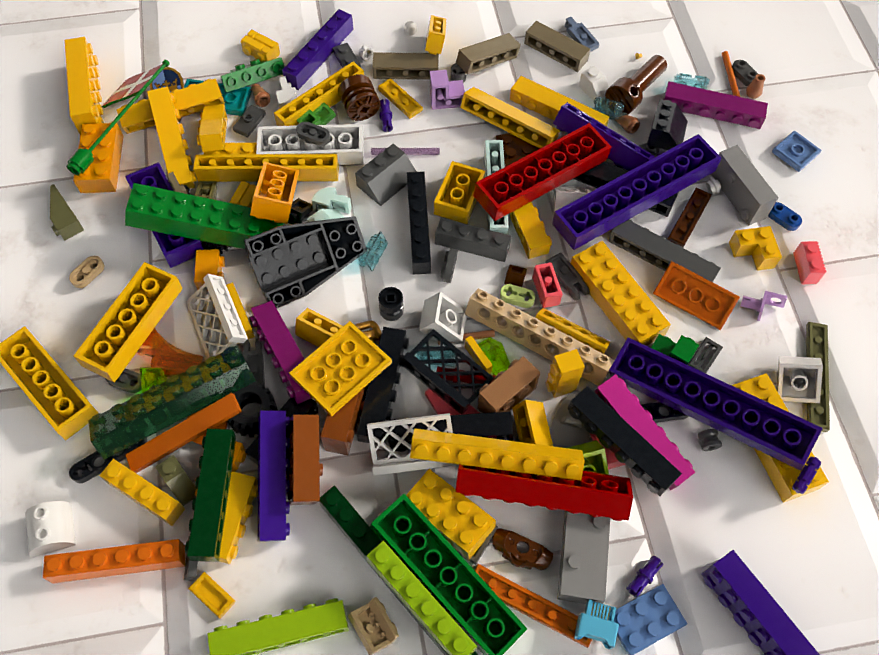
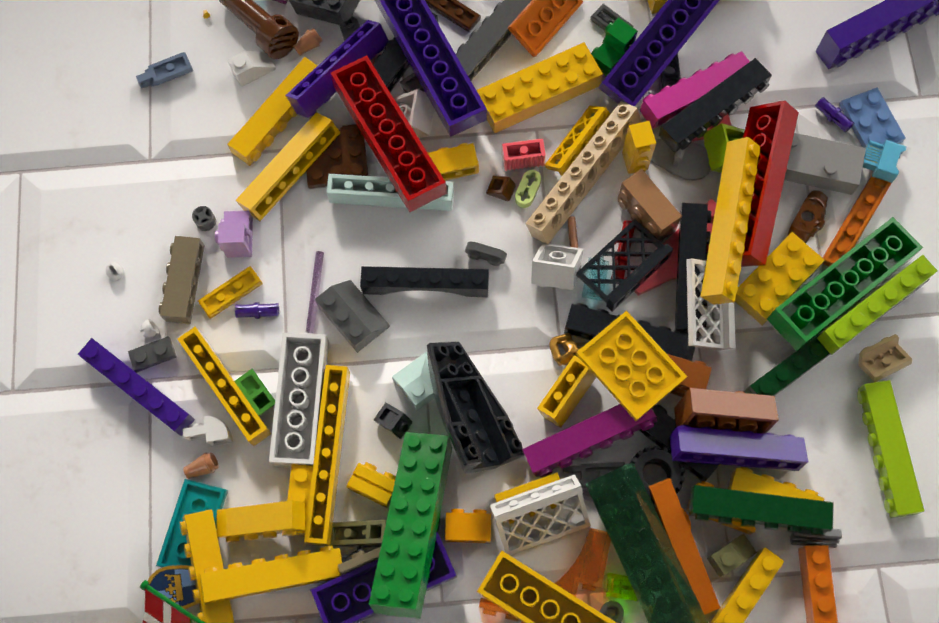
camera: 80 degrees left, 10 degrees up
(212, 595) = (852, 516): yellow tile -> none
(249, 121) = (240, 481): dark grey plate -> none
(252, 73) = (164, 475): green bracket -> none
(259, 46) = (118, 465): yellow brick -> none
(274, 193) = (382, 436): light orange brick -> none
(313, 133) = (294, 389): dark grey plate -> none
(328, 199) = (381, 383): light aqua brick -> none
(359, 97) = (234, 336): reddish brown wheel -> none
(376, 248) = (450, 332): clear light blue hinge -> none
(391, 303) = (533, 318): black wheel -> none
(435, 35) = (146, 234): yellow brick -> none
(456, 193) = (391, 231): yellow brick -> none
(472, 239) = (455, 225): dark grey brick -> none
(477, 354) = (601, 234): yellow tile -> none
(488, 53) = (184, 177): dark tan brick -> none
(496, 354) = (597, 221): clear neon green slope -> none
(532, 423) = (691, 188): yellow brick -> none
(557, 46) = (179, 99): dark tan brick -> none
(568, 276) = (507, 133): dark grey hinge -> none
(613, 110) = (296, 51): clear light blue hinge -> none
(709, 440) = (704, 34): dark grey wheel -> none

